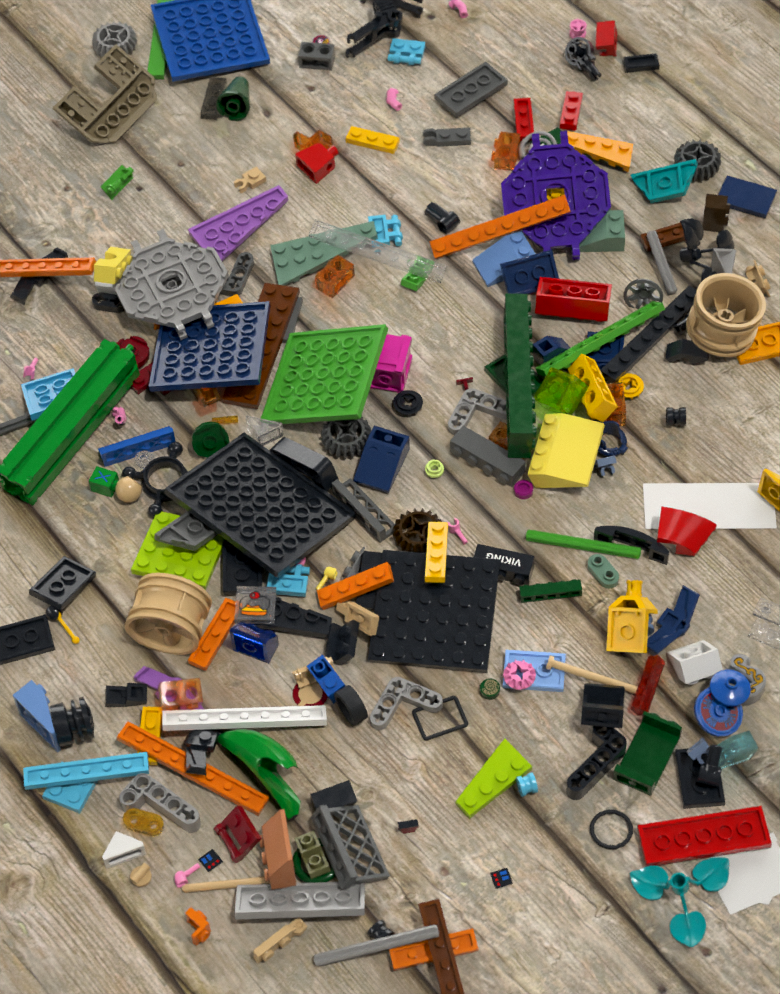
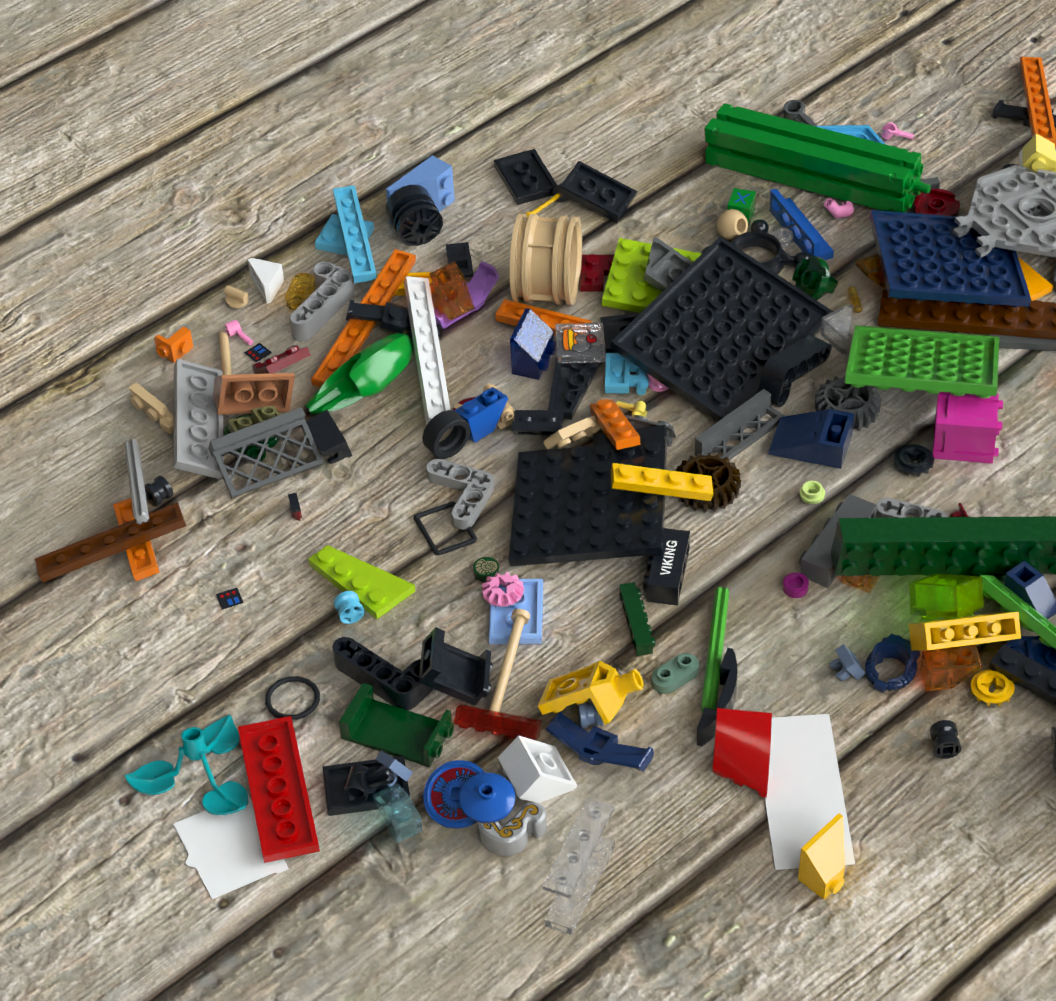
camera: 85 degrees right, 10 degrees down
(456, 529) = (723, 521): bright pink hand -> none
(565, 451) = (853, 609): light yellow slope -> none

